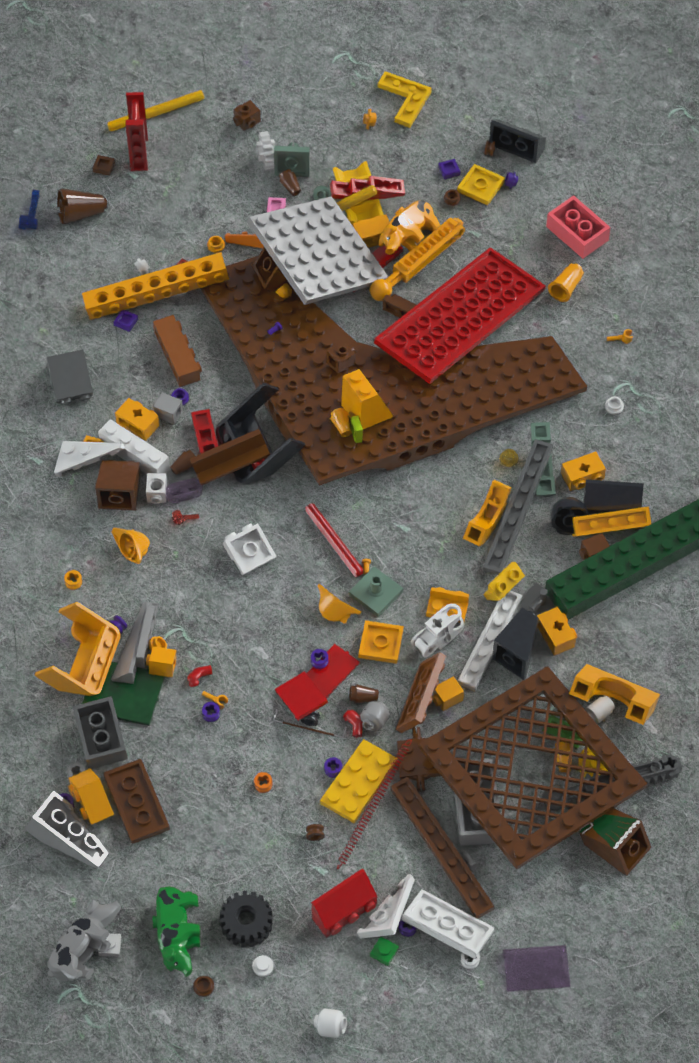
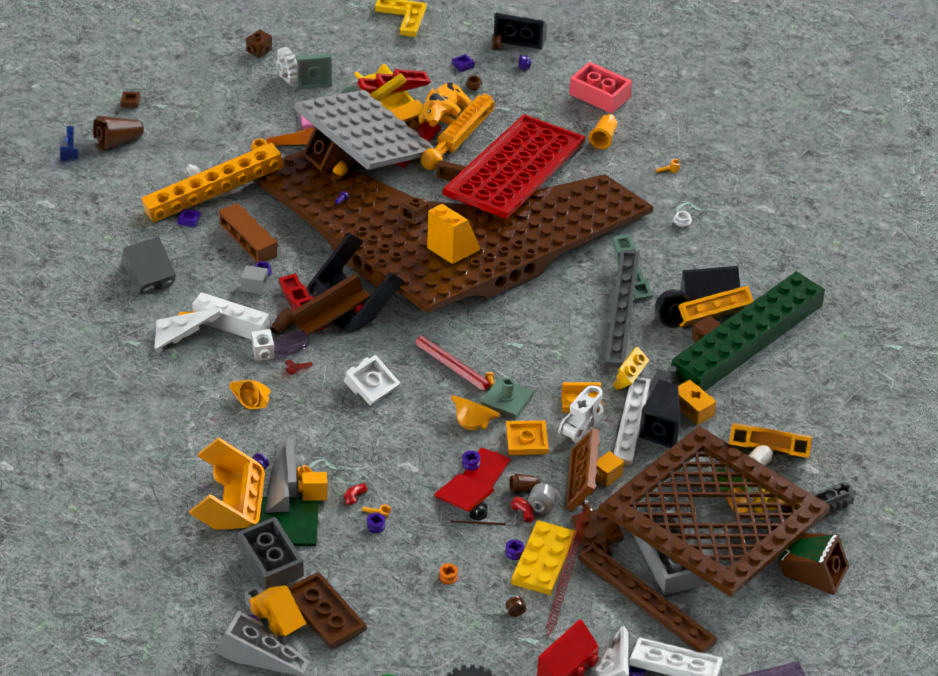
camera: 15 degrees left, 15 degrees down
(69, 583) = (201, 434): light orange bush -> none
(118, 485) = (224, 348): reddish brown slope -> none
(136, 131) = (160, 61): red fence -> none
(137, 419) = (227, 289): light orange brick -> none
(160, 109) = (167, 53): yellow axle -> none
(289, 181) = (315, 89): reddish brown cone -> none
(341, 421) = (432, 255): light orange cone -> none
(356, 428) = (450, 260): lime tile -> none
(369, 119) = (376, 33): light orange plate -> none
(481, 184) = (497, 69): yellow plate -> none
(486, 520) = (597, 317): light orange arch -> none
(509, 453) = (598, 273): clear yellow plate -> none
(582, 468) = (668, 273): light orange brick -> none

